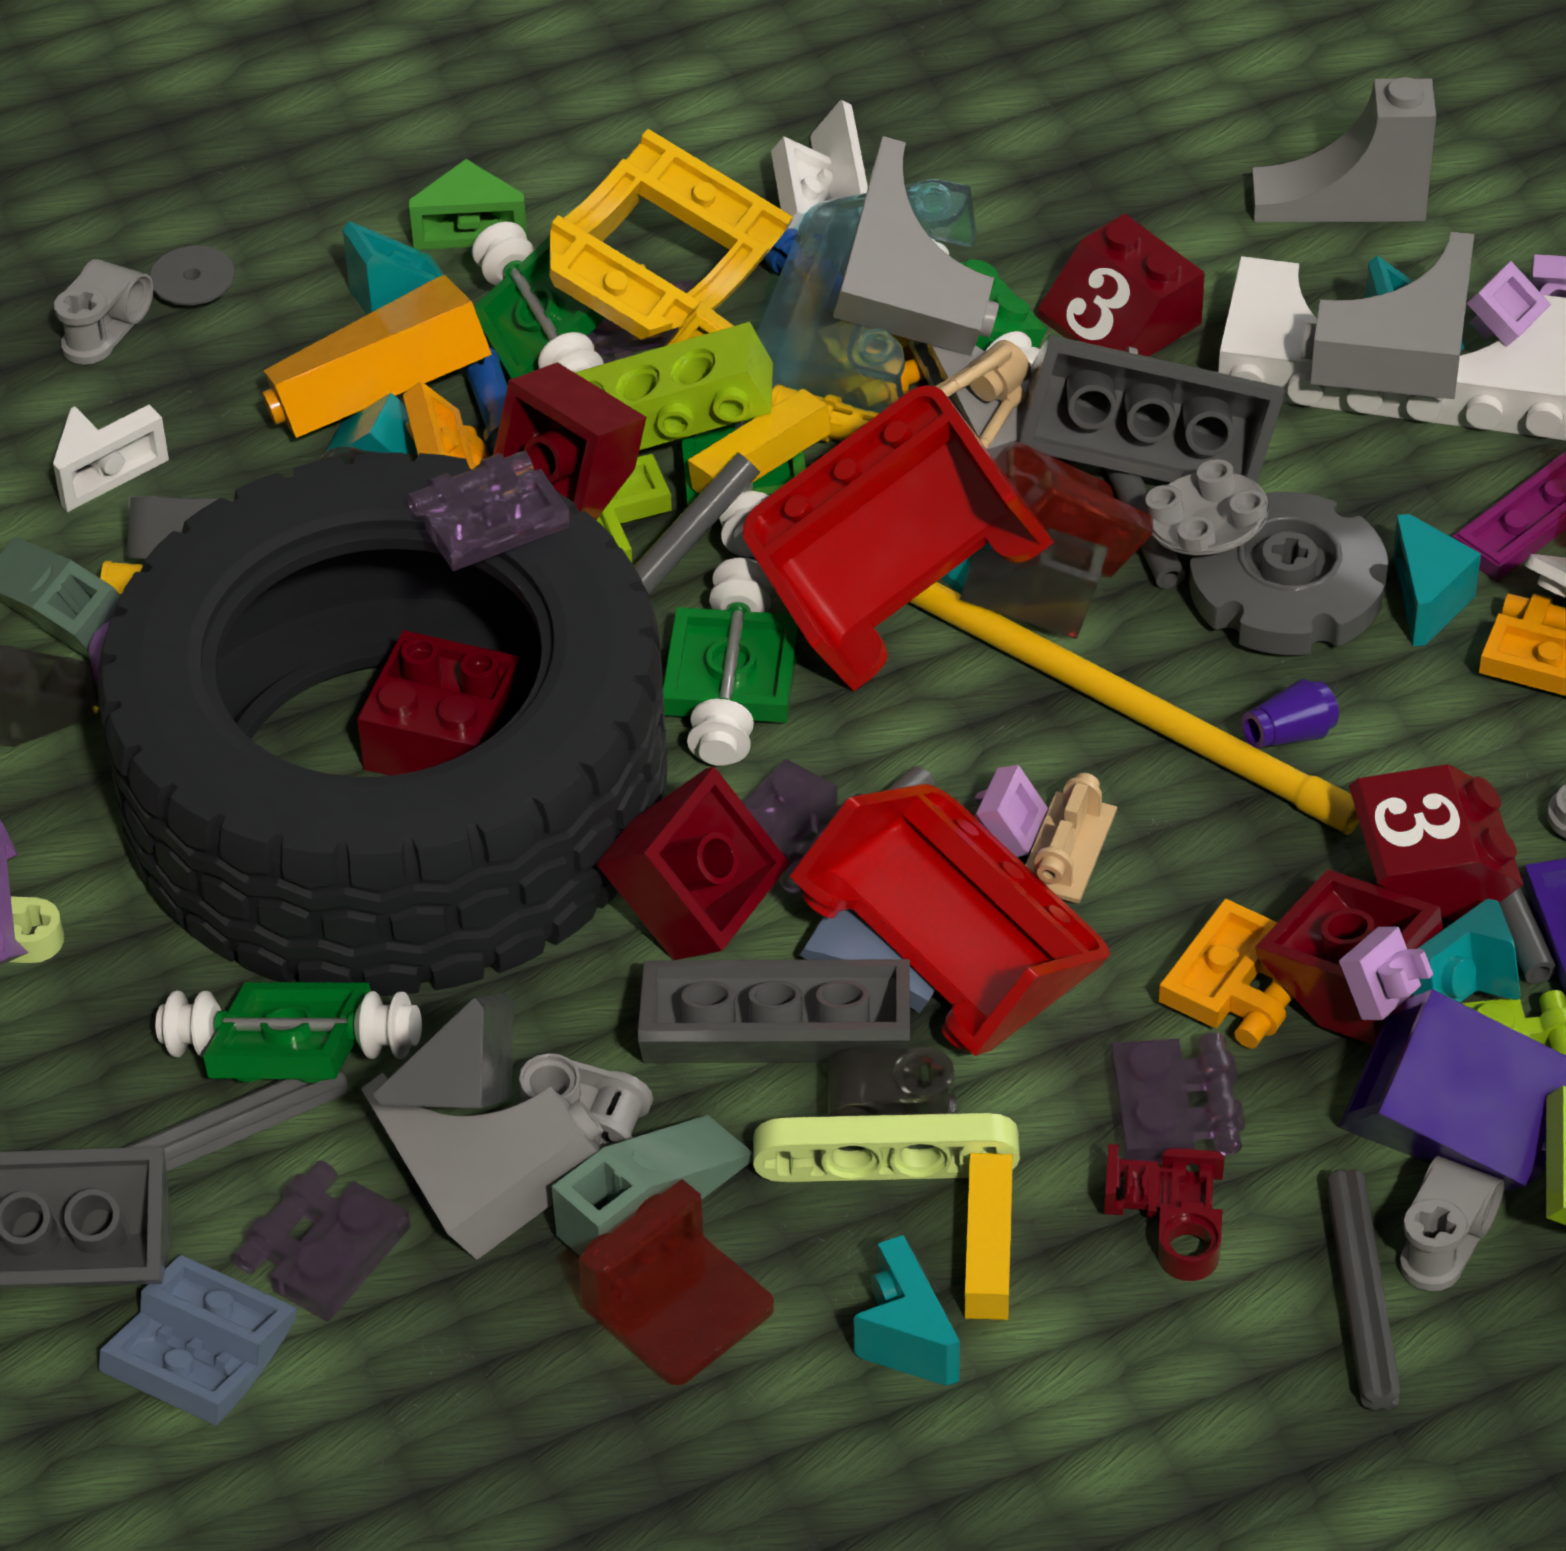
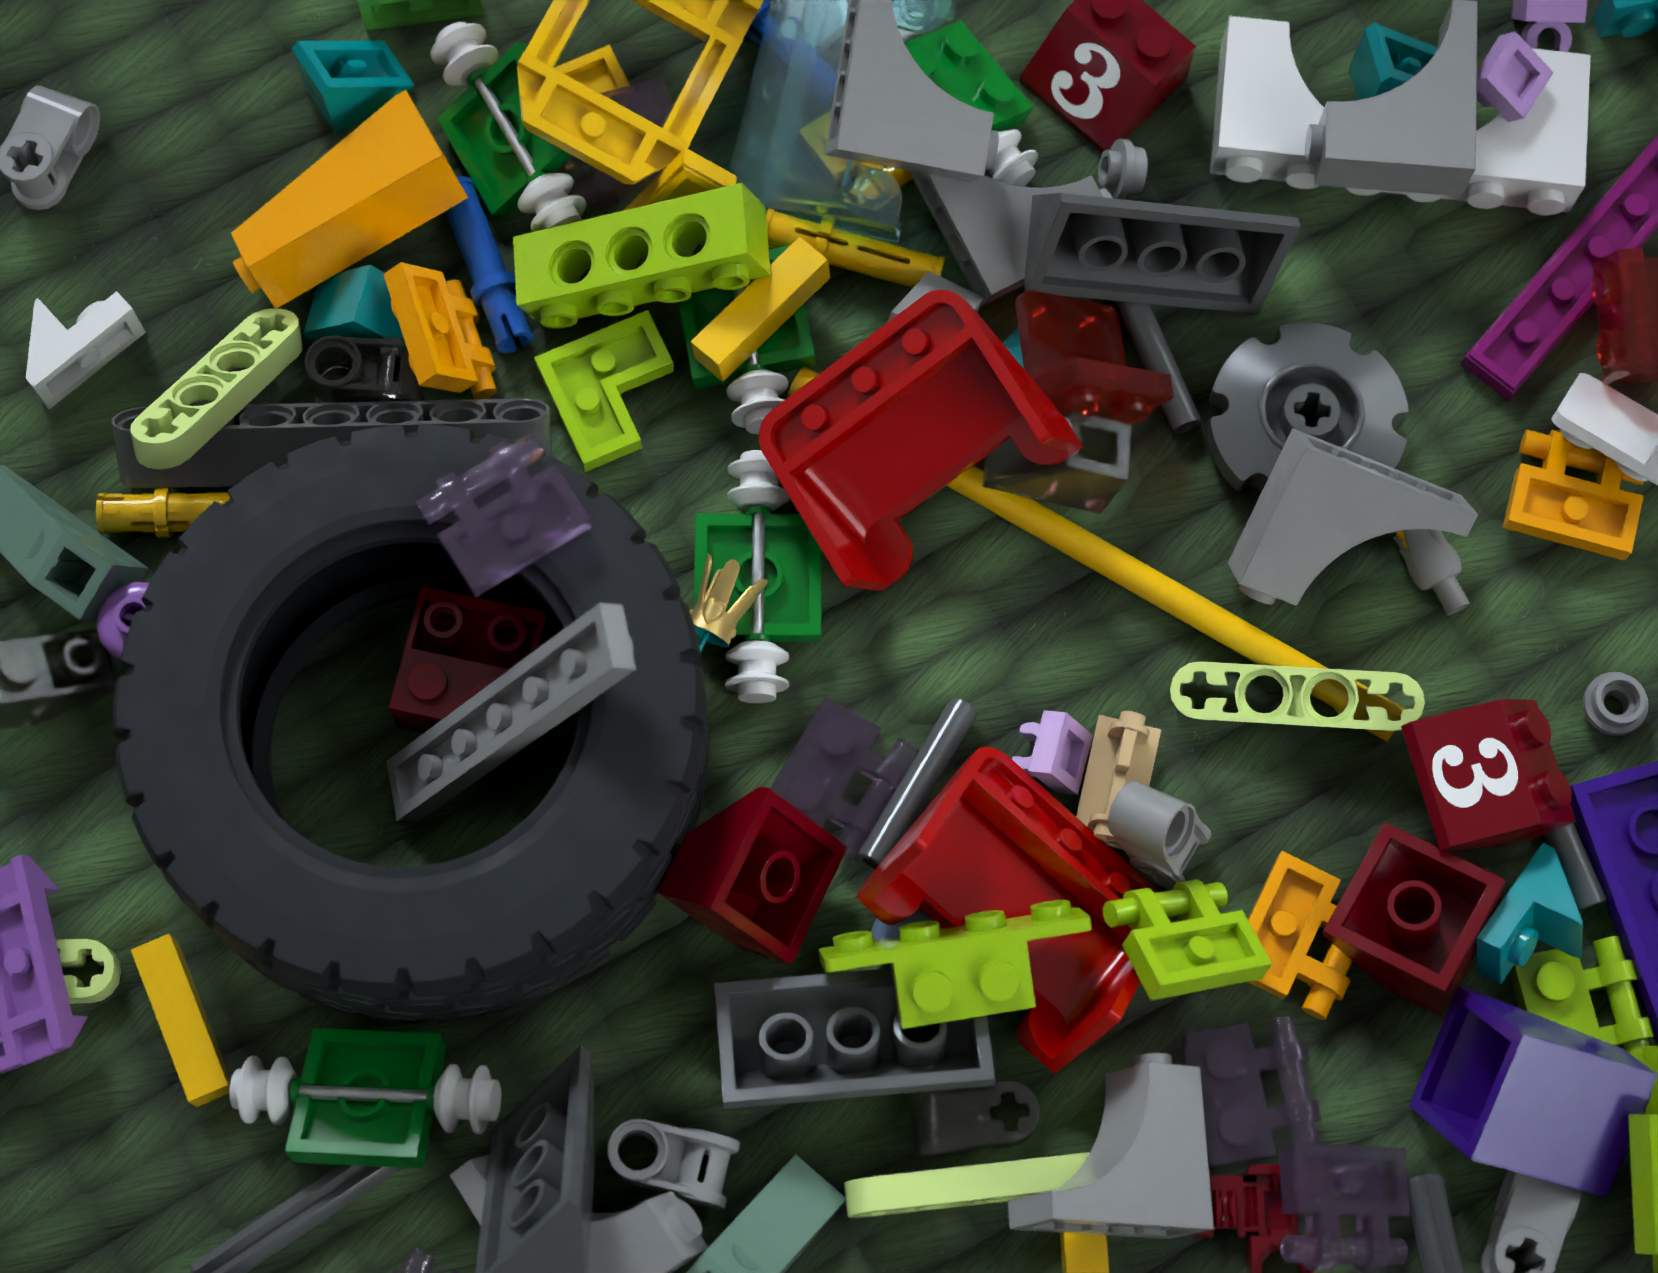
camera: 10 degrees left, 25 degrees up
(118, 972) = (182, 1020): none -> yellow piece
(192, 275) = (137, 89): dark grey piece -> none
(208, 479) = (174, 431): none -> yellowish green beam
(490, 666) = (512, 712): none -> light grey plate
(571, 433) = (562, 336): dark red slope -> none
(684, 671) = (709, 613): none -> pearl gold piece
(695, 521) = (697, 420): dark grey piece -> none
(887, 943) = (959, 968): none -> lime bracket
(992, 377) = (997, 215): tan plant -> none
(1048, 1136) = (1145, 1166): none -> light grey arch
(1100, 866) = (1156, 832): none -> light grey piece
(1118, 944) = (1188, 954): none -> lime plate
(1207, 510) = (1226, 366): light grey dish -> none
(1251, 788) = (1297, 689): none -> yellowish green beam
(1261, 1162) = (1344, 1182): none -> clear purple plate
(1292, 612) = (1325, 504): none -> light grey arch
(1292, 716) = (1327, 608): dark purple cone -> none
(1383, 972) = (1460, 984): lavender tile -> none
(1399, 684) = (1433, 566): none -> light grey piece
(1433, 576) = (1447, 414): teal slope -> none

